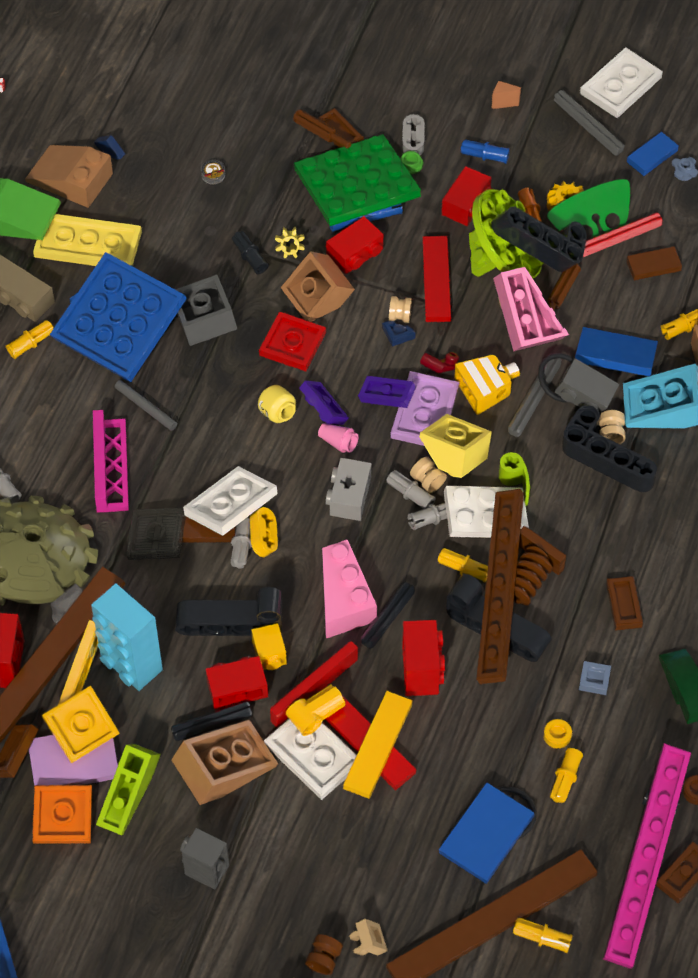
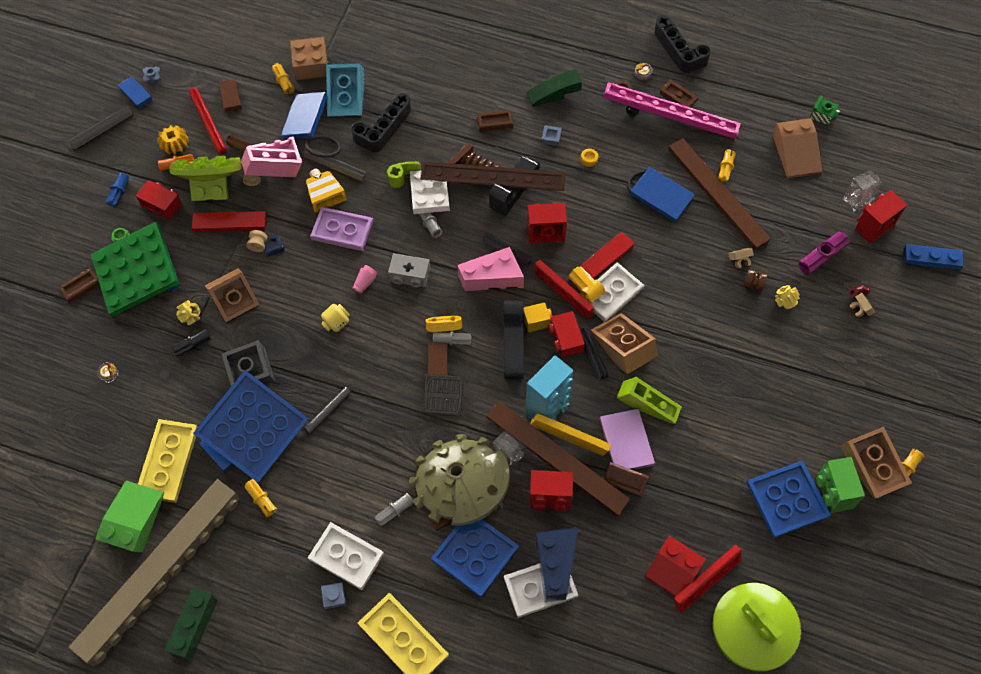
camera: 90 degrees left, 5 degrees up
(62, 814) = (671, 443): orange tile -> none
(72, 172) = (92, 479): medium nougat slope -> none
(80, 724) = (608, 430): yellow tile -> none
(101, 459) = (380, 435): dark pink fence -> none
(109, 145) = (69, 450): dark blue tile -> none
(204, 858) = (703, 345): dark grey brick -> none
(230, 500) = (420, 343): white plate -> none
(292, 341) = (278, 310): red plate -> none
(319, 128) = (78, 295): reddish brown axle -> none
(323, 402) = (341, 285): dark purple plate -> none
(355, 245) = (195, 270): red brick -> none
(377, 745) = (608, 250): yellow tile -> none
(387, 391) = (329, 247): dark purple plate -> none
(410, 489) = (409, 235): light grey axle -> none
(417, 135) = (94, 235): light grey beam -> none
(428, 475) = (399, 223): tan wheel -> none
(440, 365) = (305, 218): dark red arm -> none
(456, 445) = (380, 201): light yellow slope -> none
(463, 564) = (469, 204): yellow axle -> none
(505, 95) = (67, 175): nougat slope -> none
(554, 248) = (216, 141): black beam -> none
(566, 775) = (618, 152): yellow axle -> none
(586, 386) = (335, 130): dark grey brick -> none
(600, 200) = (178, 117): green piece -> none
(611, 424) = (367, 118): tan wheel -> none
(621, 82) = (68, 106): white plate -> none

